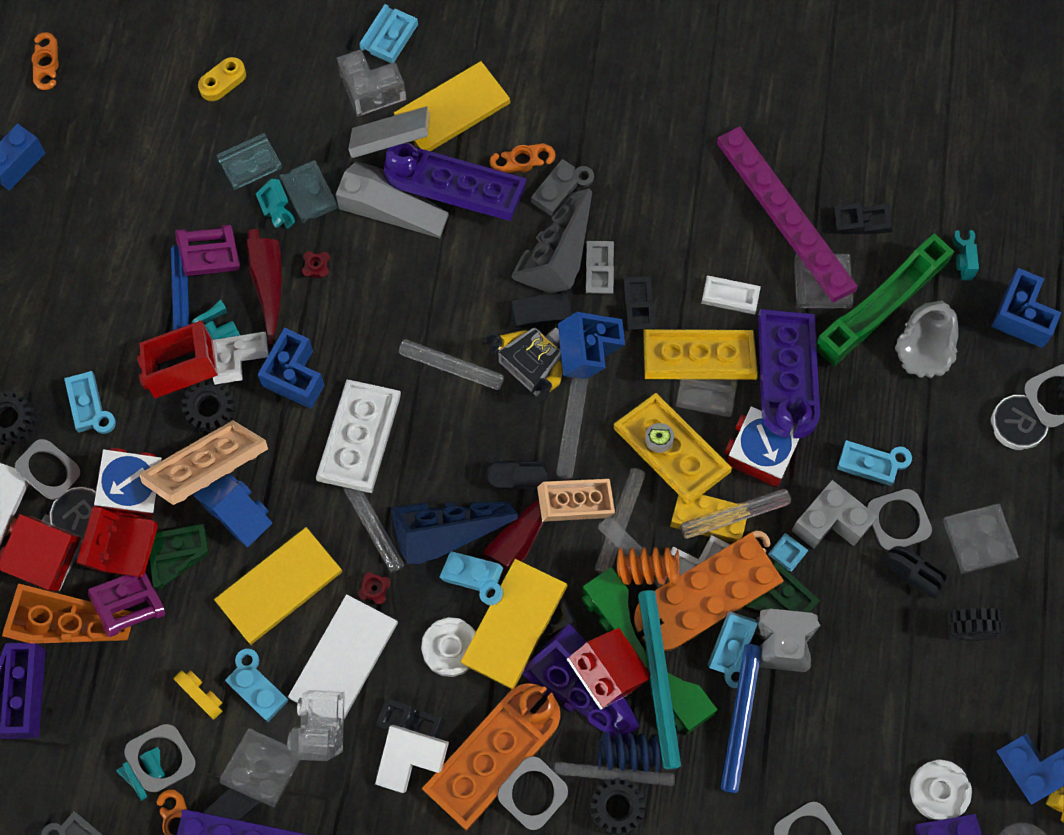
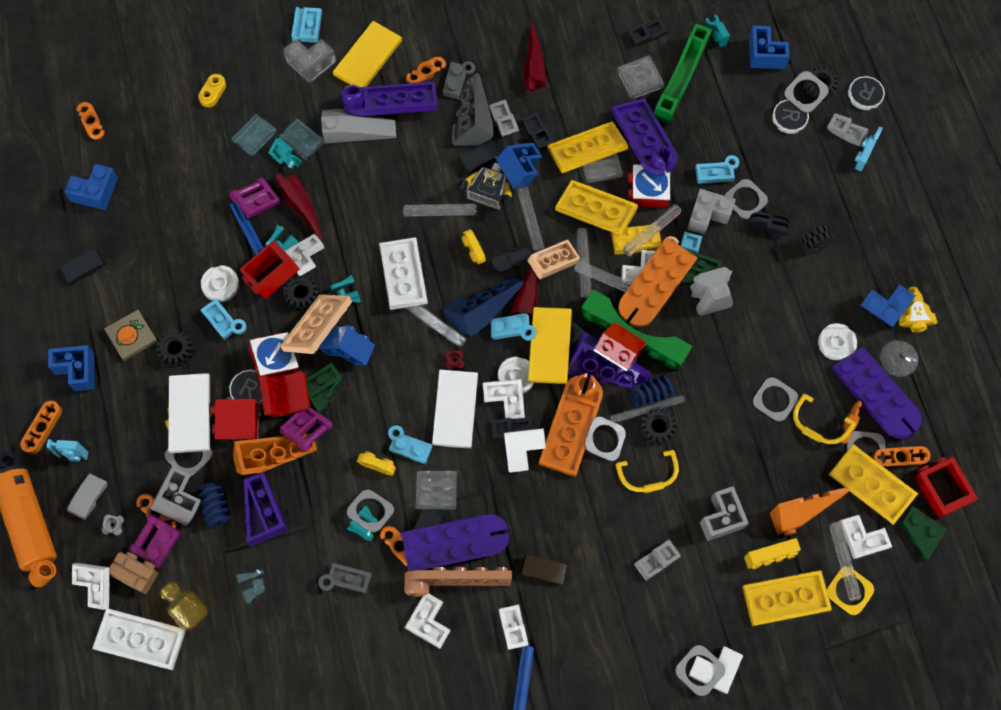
camera: 25 degrees left, 0 degrees up
(23, 470) = (209, 355): light grey piece -> none
(109, 351) = (220, 283): none -> white tile
(276, 441) = (347, 282): none -> teal piece
(278, 585) = (394, 381): yellow tile -> none
(286, 370) = (341, 252): blue brick -> none
(316, 271) = (327, 186): dark red plate -> none
(321, 726) = (462, 450): clear brick -> none
(389, 132) = (338, 83): light grey tile -> none
(428, 669) = (509, 392): none -> white tile
(471, 424) = (476, 252): none -> yellow plate
(648, 566) = (616, 278): orange piece -> none
(659, 437) = (587, 203): tile -> none
(659, 680) = (652, 341): teal axle -> none
(675, 214) = (534, 71): none -> dark red piece
(729, 647) = (684, 308): medium azure hinge -> none
(731, 295) = (589, 105): white tile -> none
(741, 718) = (707, 346): blue axle -> none
(787, 215) = (602, 45): magenta plate -> none
(929, 340) = (719, 87): light grey piece -> none
(980, 538) = (797, 191): clear plate -> none

